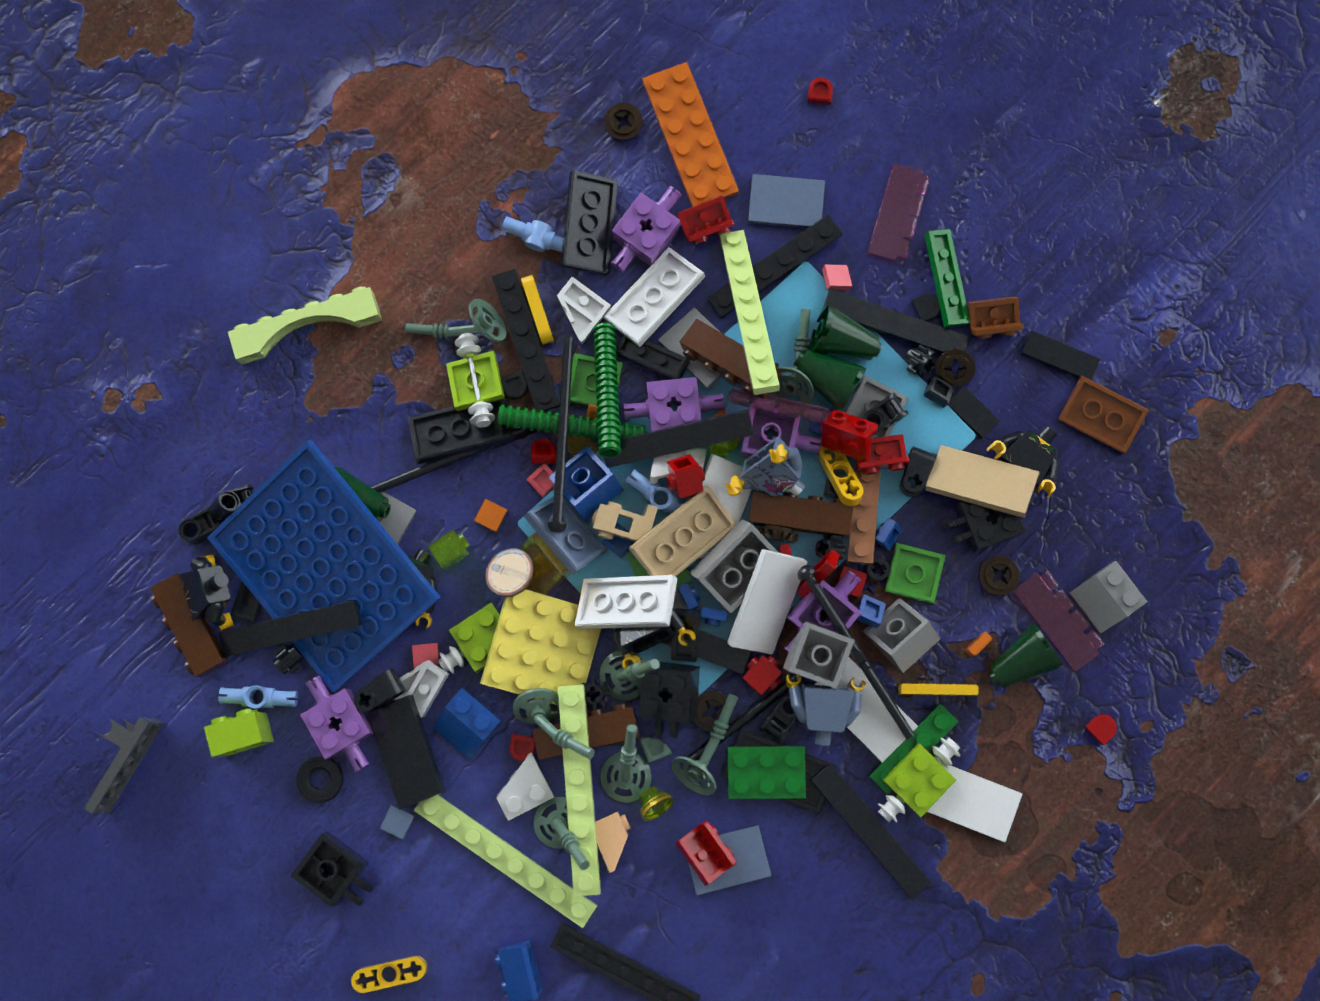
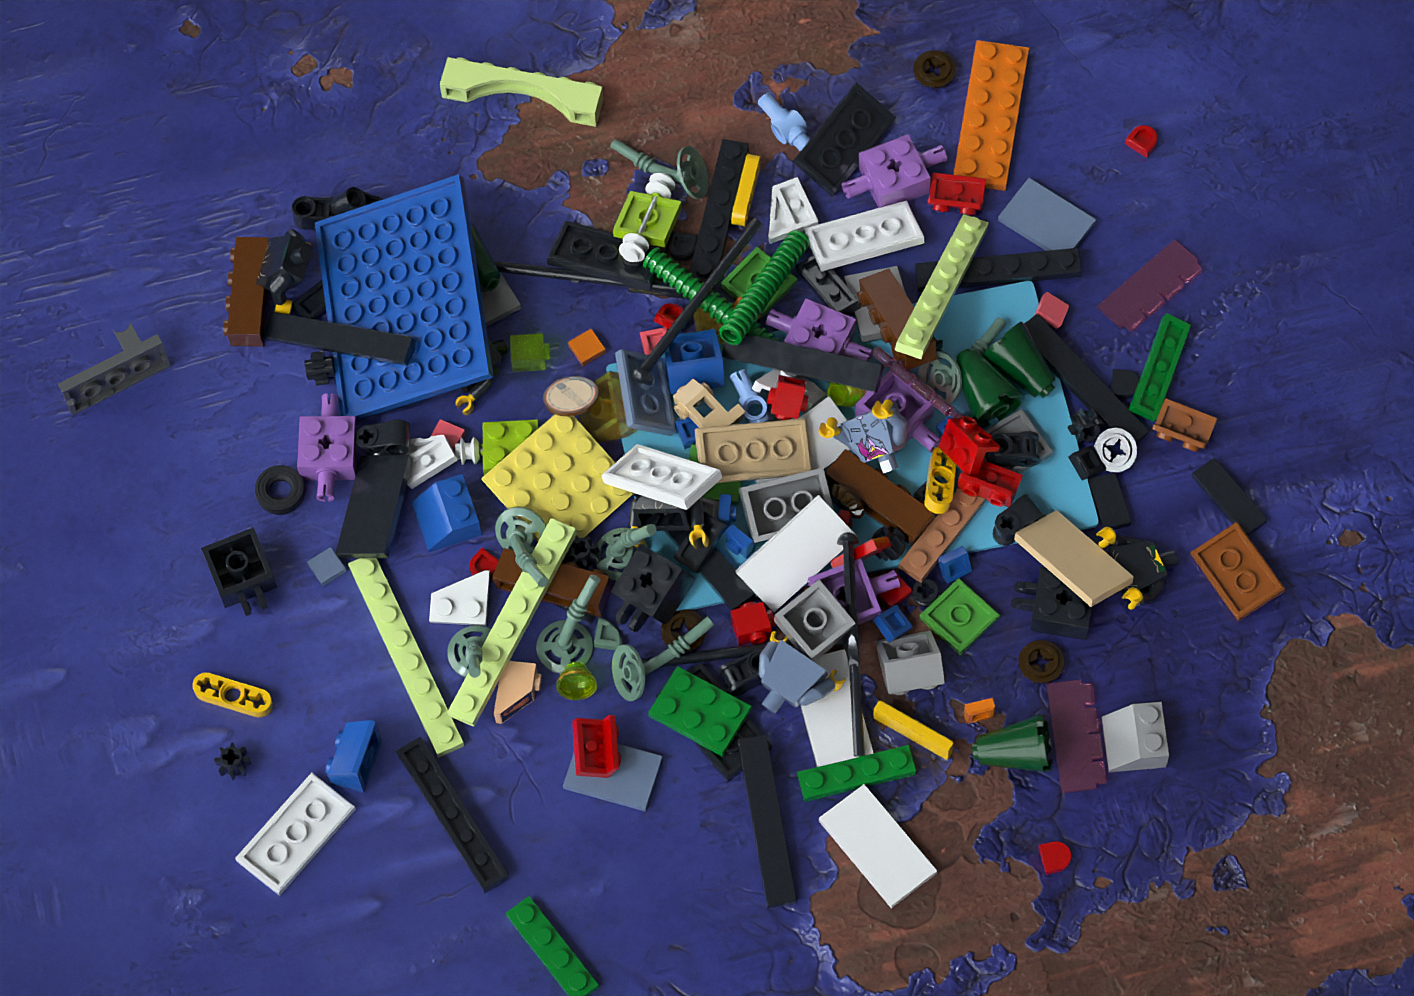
camera: 30 degrees right, 15 degrees down
(238, 734) = (234, 404): lime brick -> none
(246, 697) = (280, 394): light blue pin -> none
(919, 780) = (842, 798): lime plate -> none

